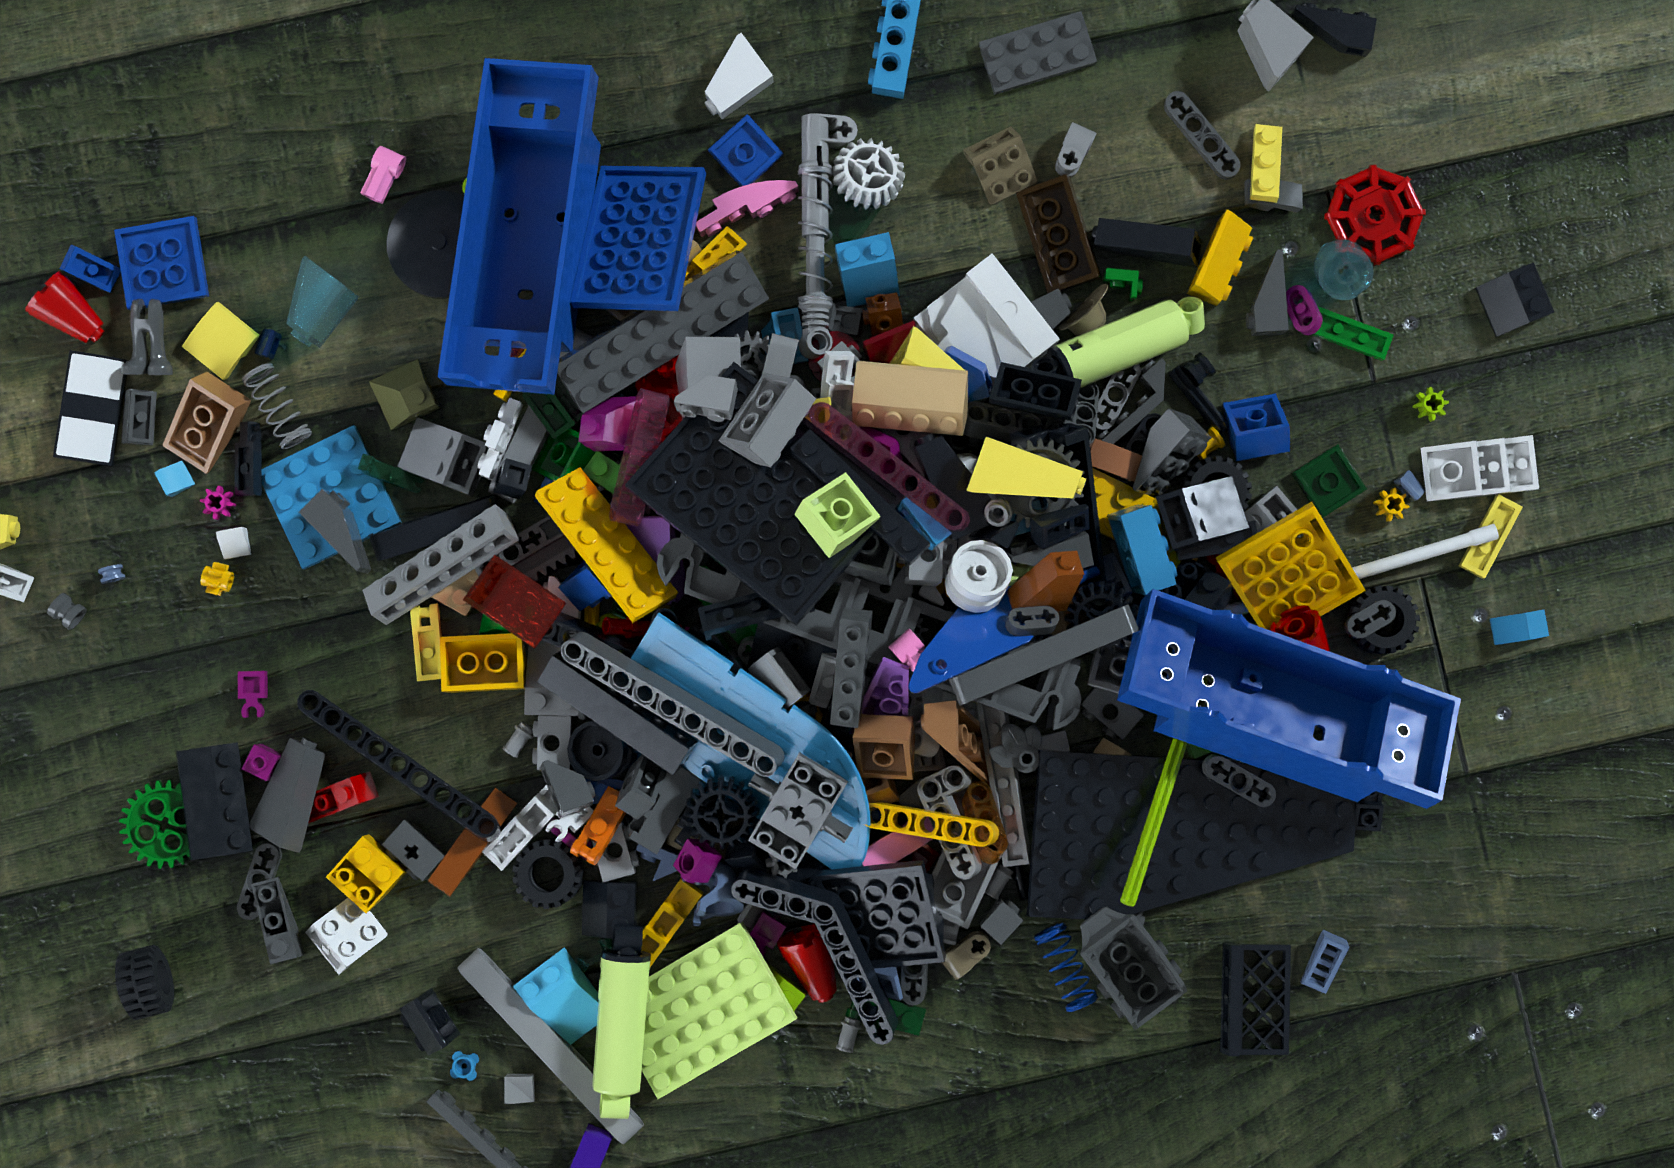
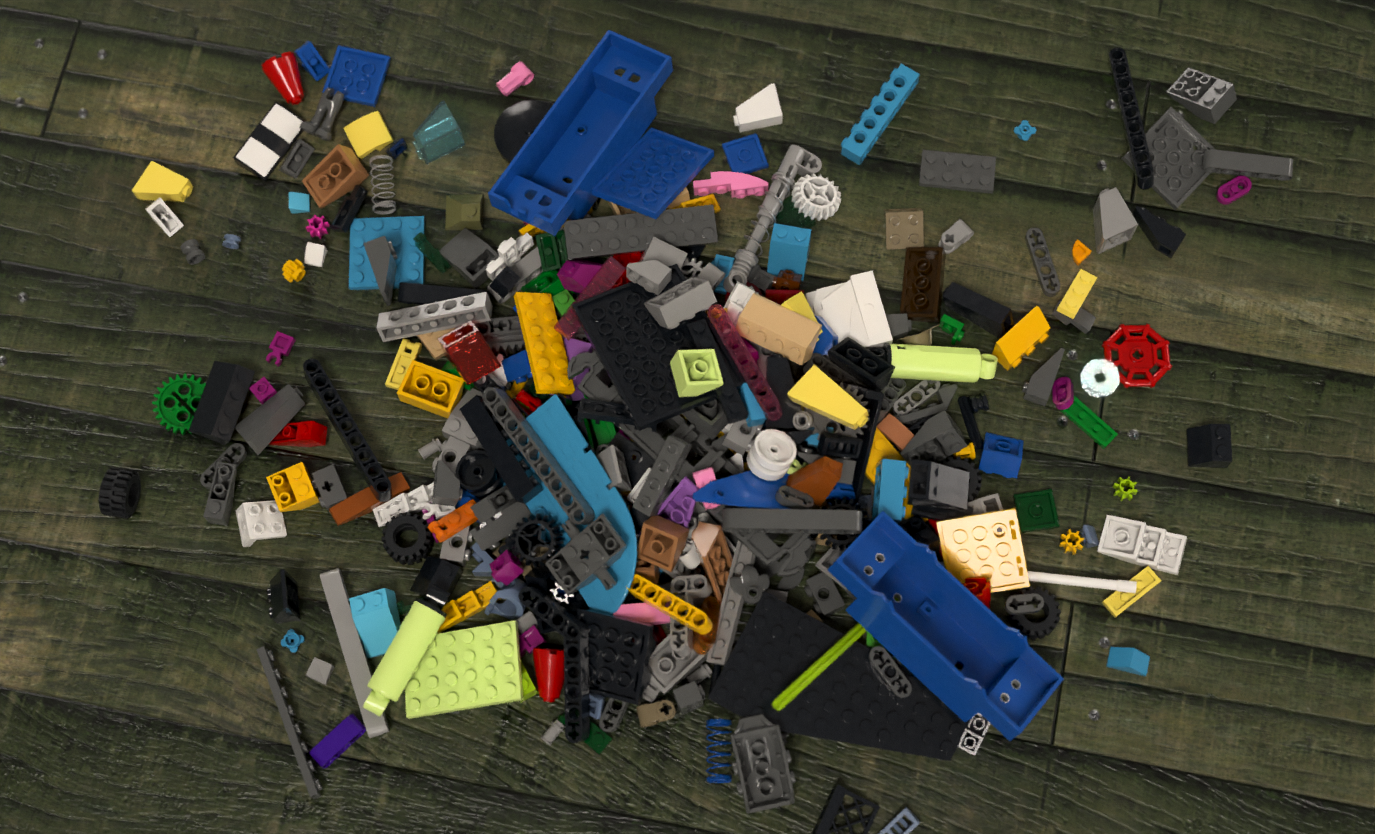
camera: 25 degrees right, 15 degrees down
(1244, 100) = (1080, 252): none -> light orange tile

